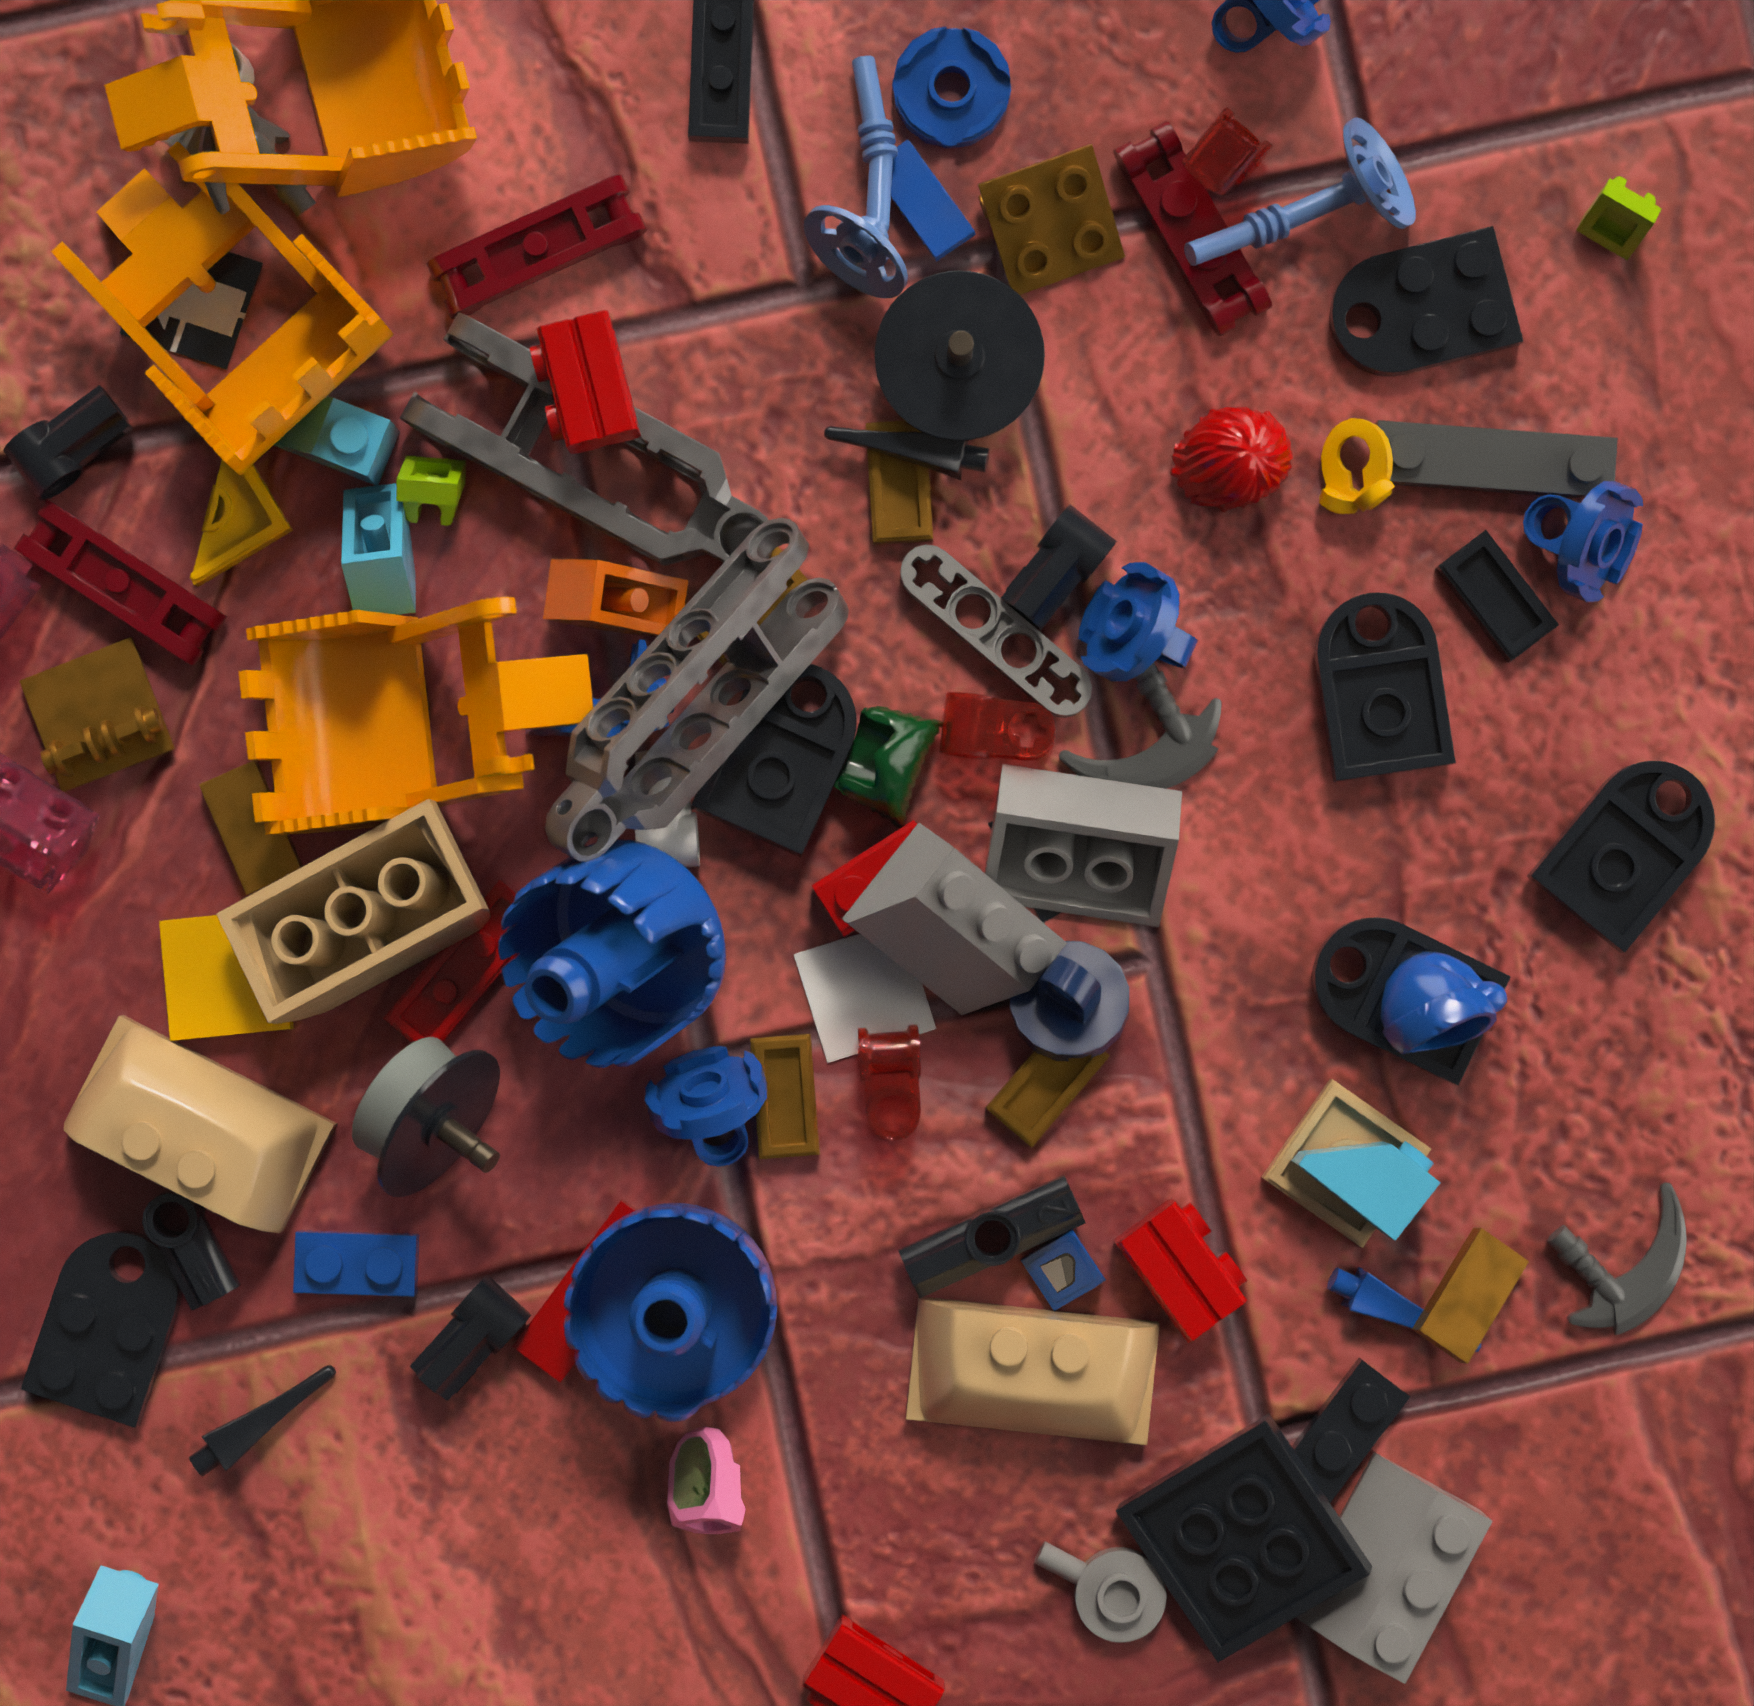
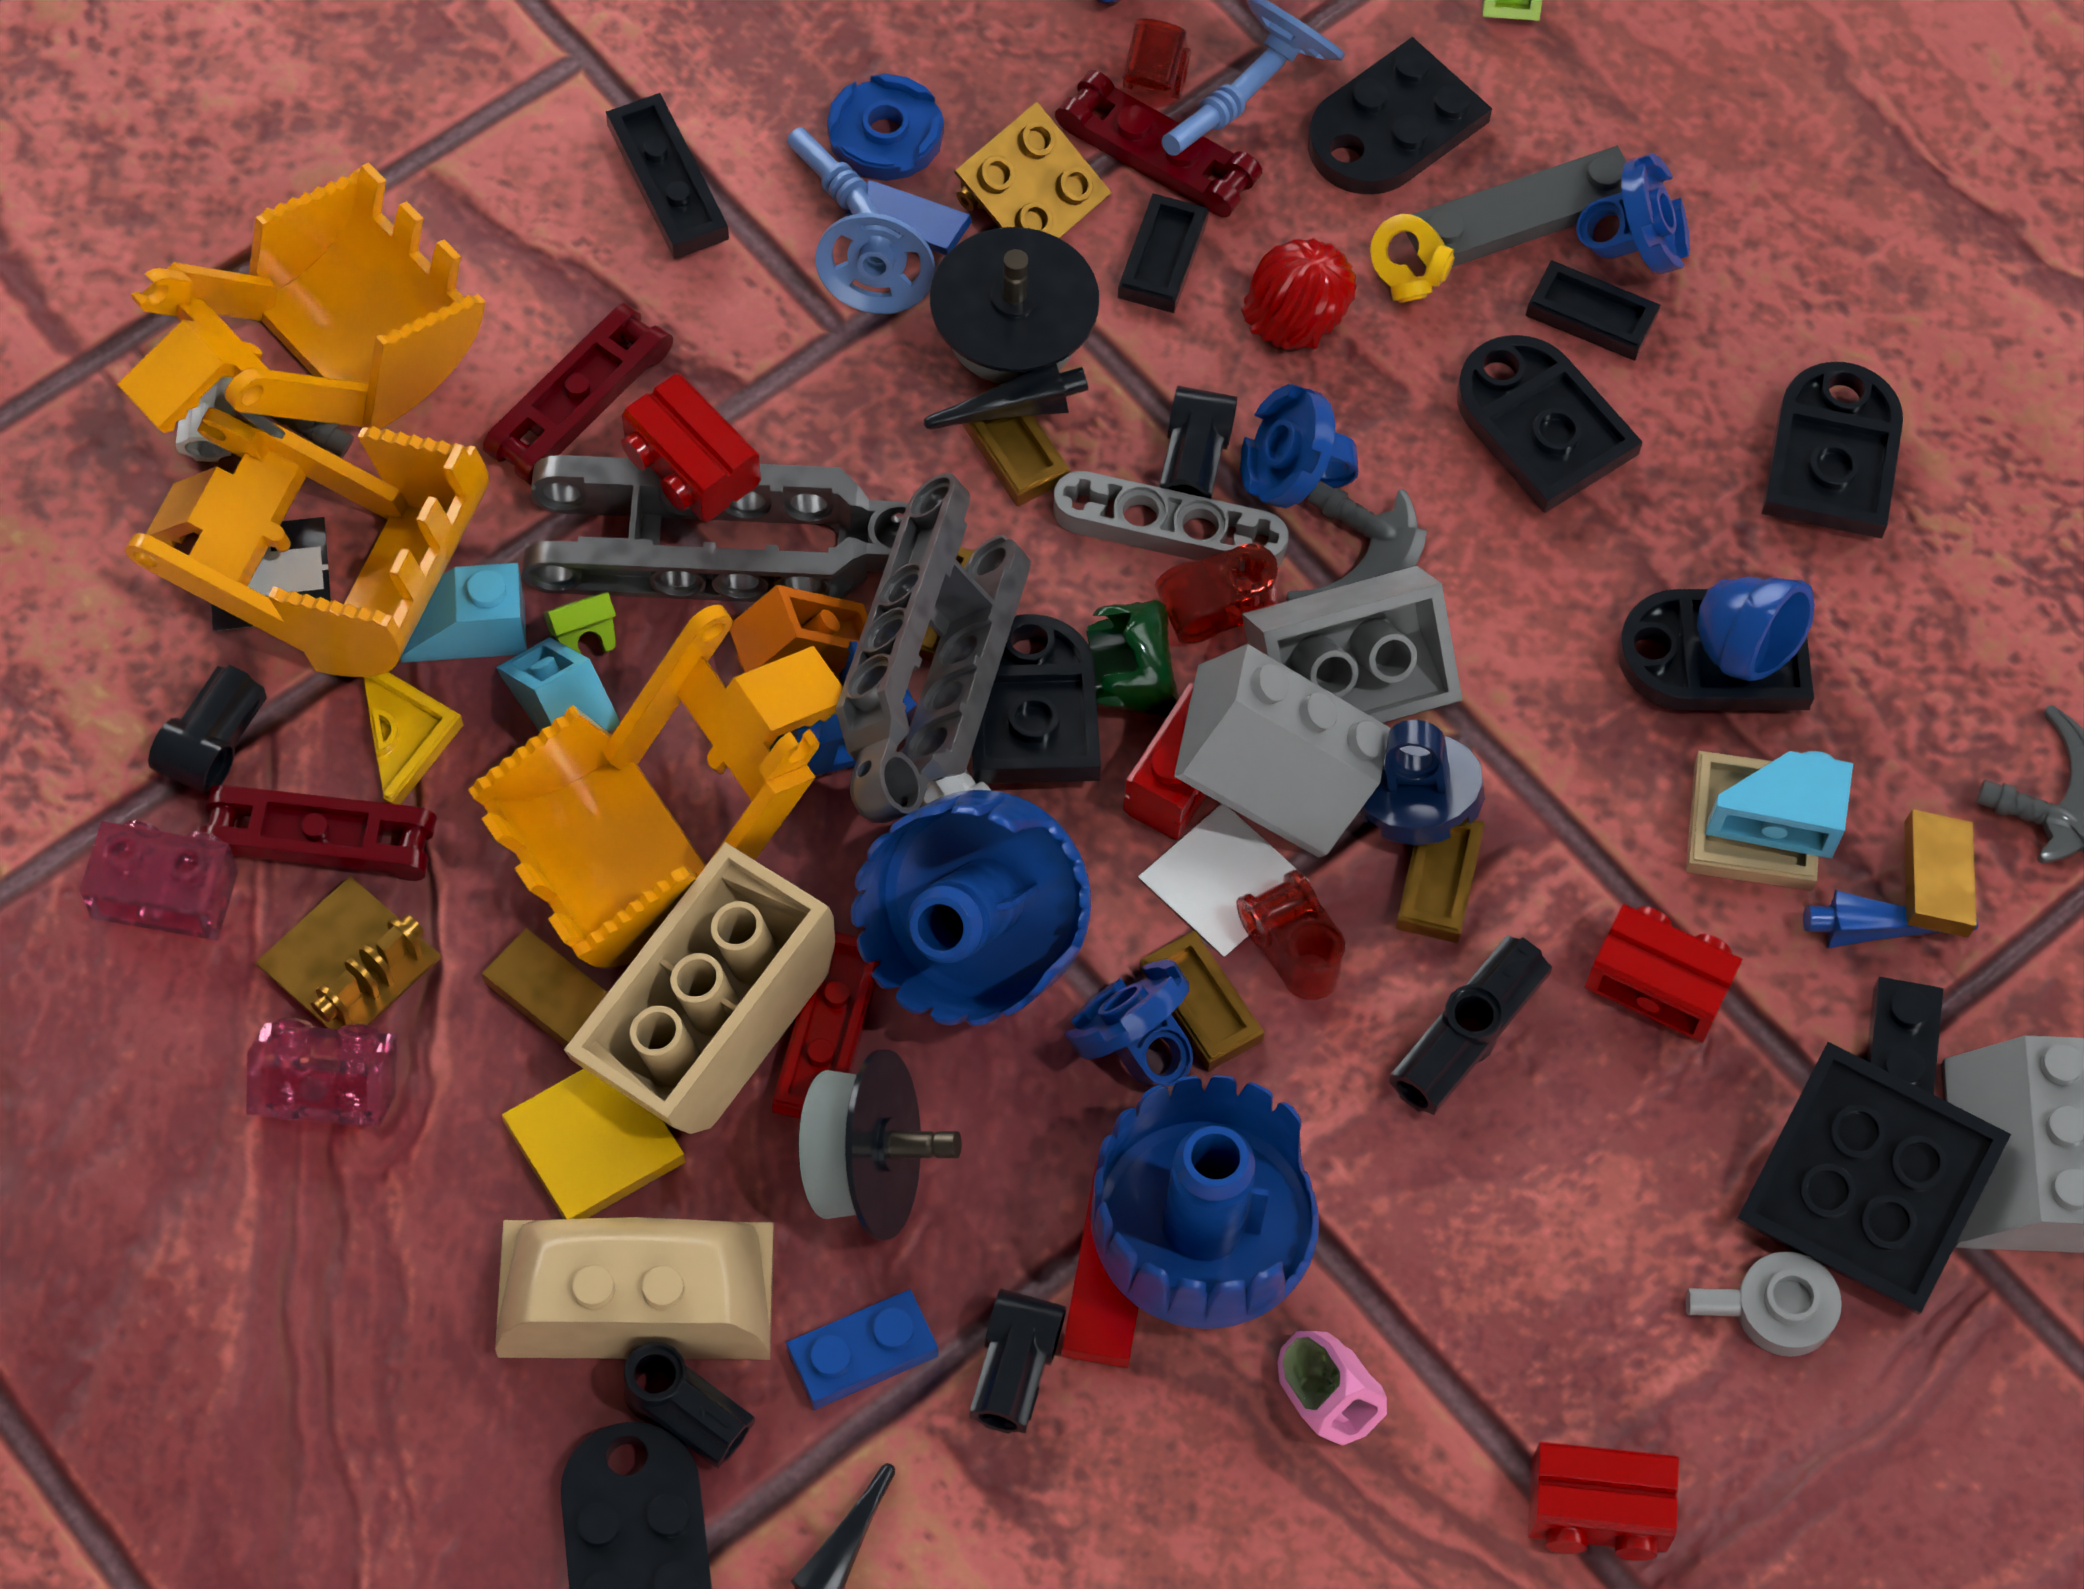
camera: 30 degrees left, 25 degrees down
(1032, 1370) = (1576, 1125): tan windscreen -> none
(1063, 1269) = (1555, 1026): blue slope -> none
(1137, 347) = (1163, 253): none -> black tile

